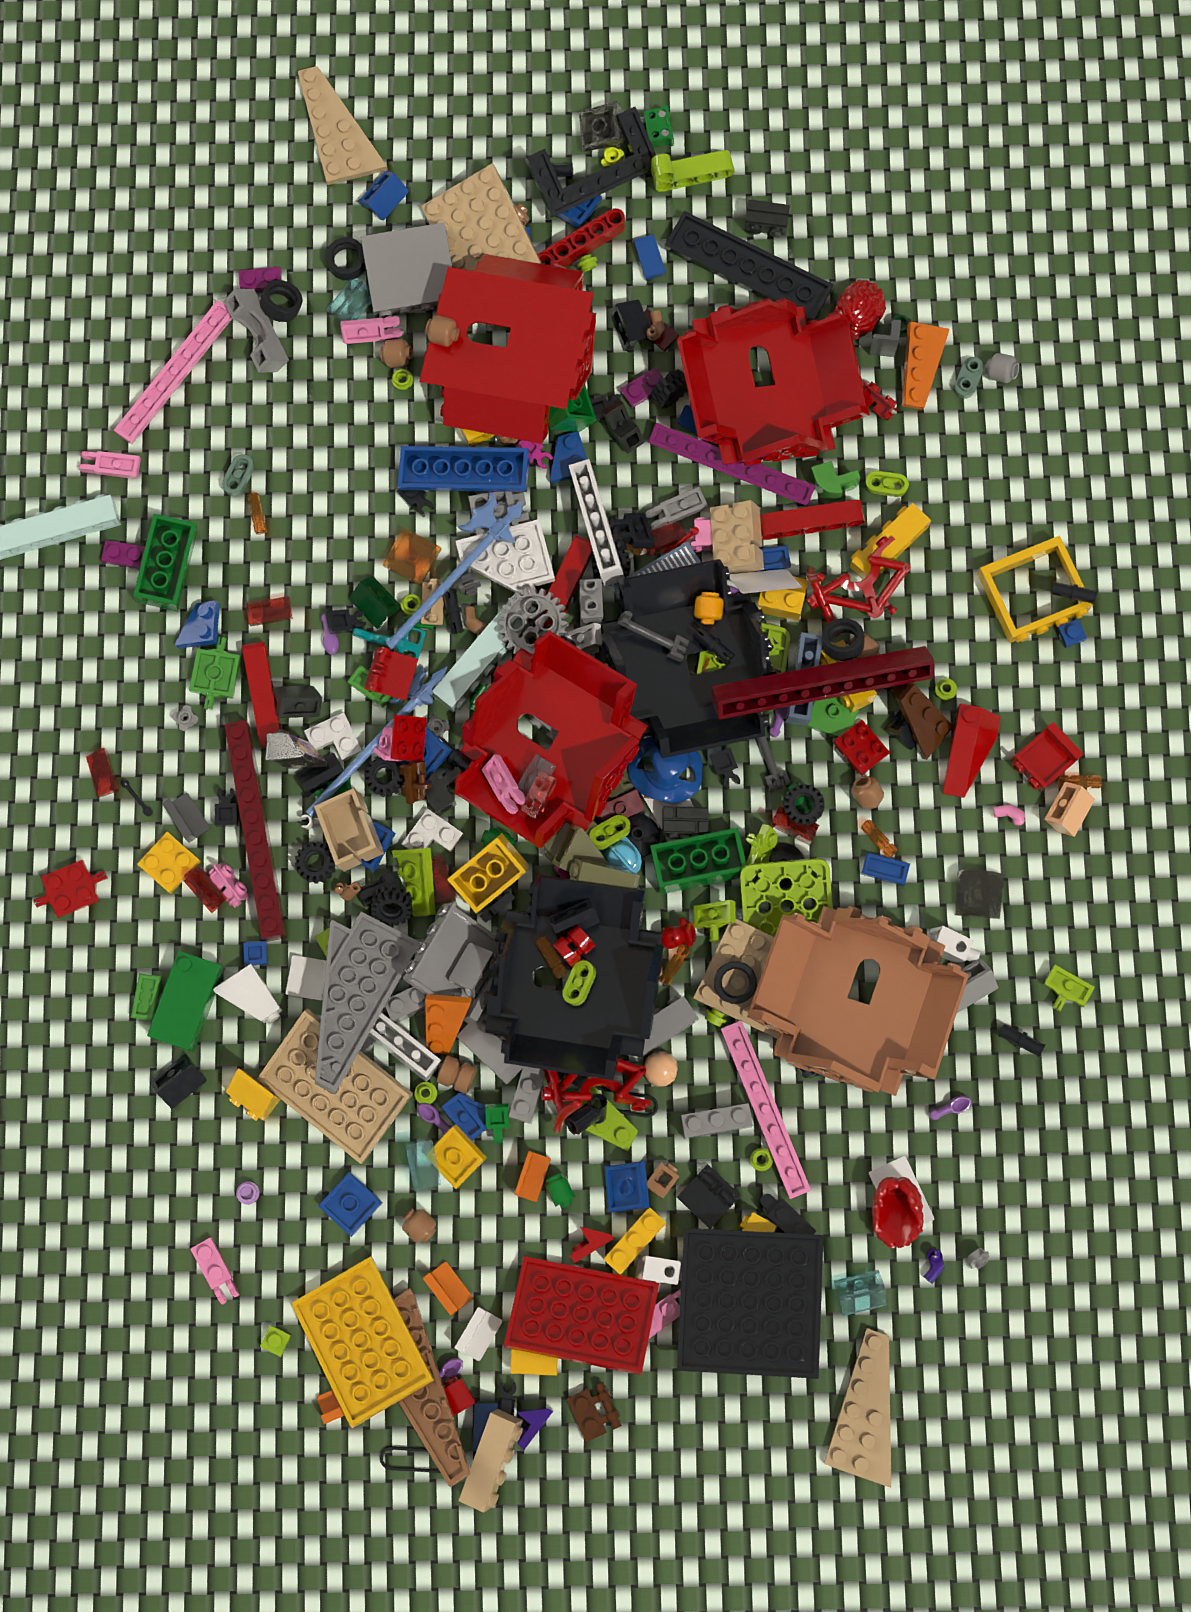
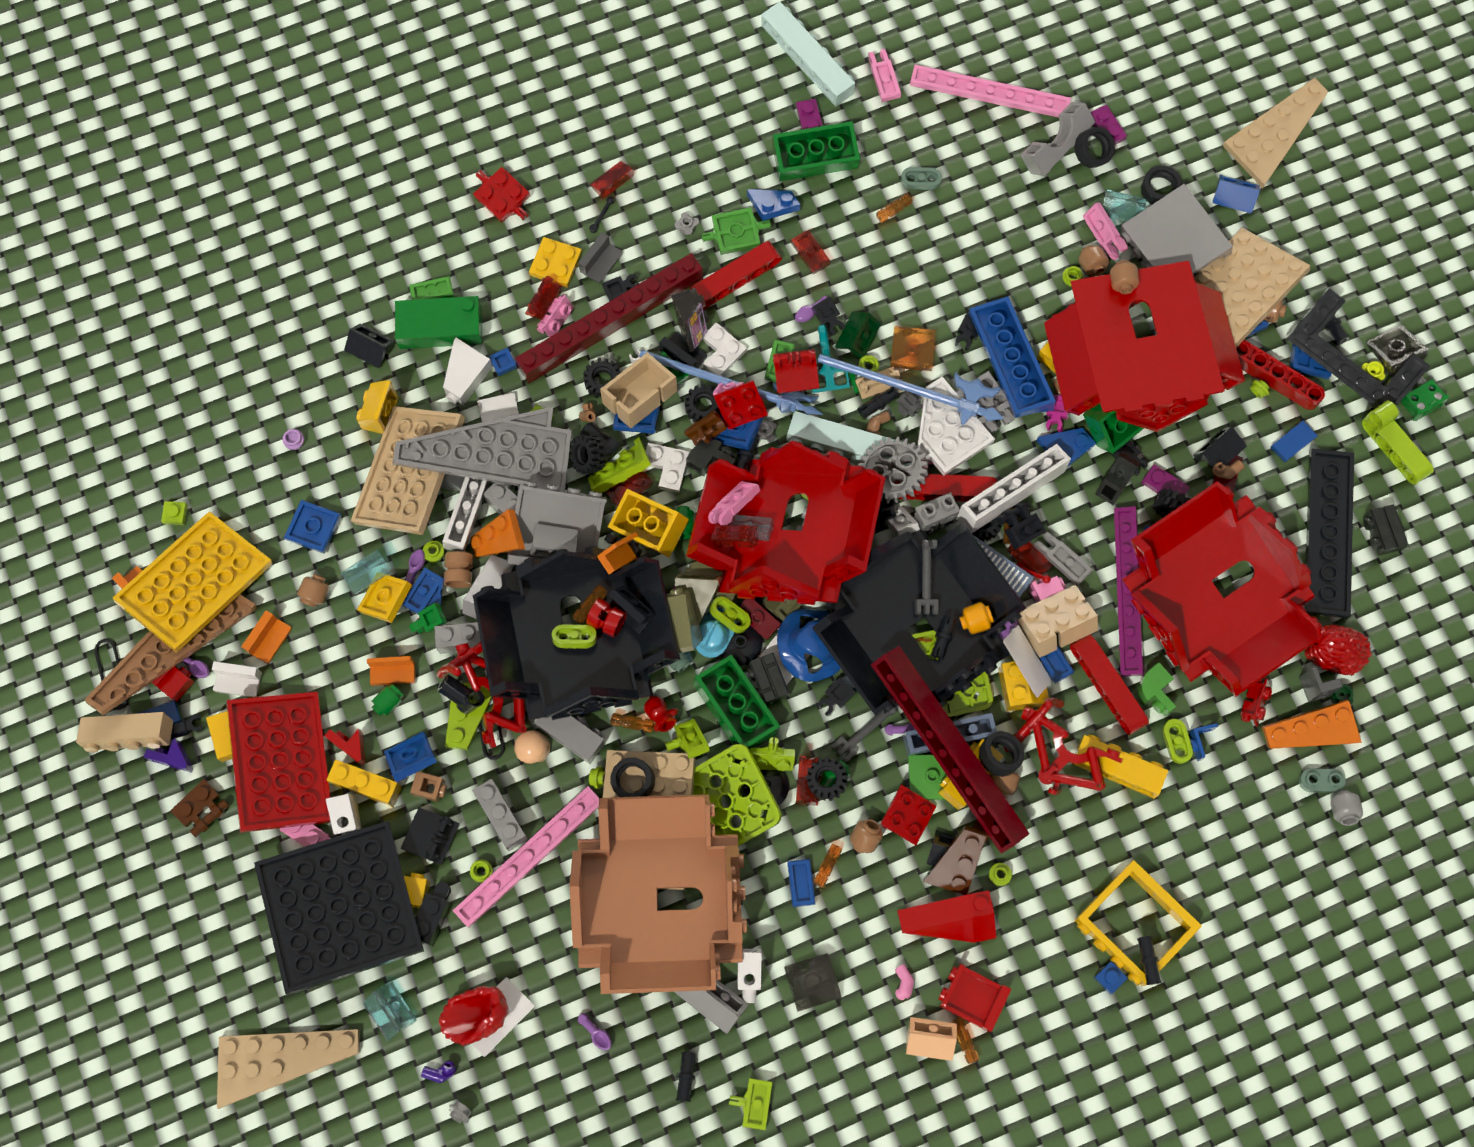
camera: 65 degrees right, 5 degrees down
(214, 1268) = (218, 439): bright pink hinge -> none
(297, 701) = (738, 304): pearl dark grey panel -> none
(513, 911) = (618, 554): none -> orange panel
(898, 468) = (1196, 742): none -> blue bracket

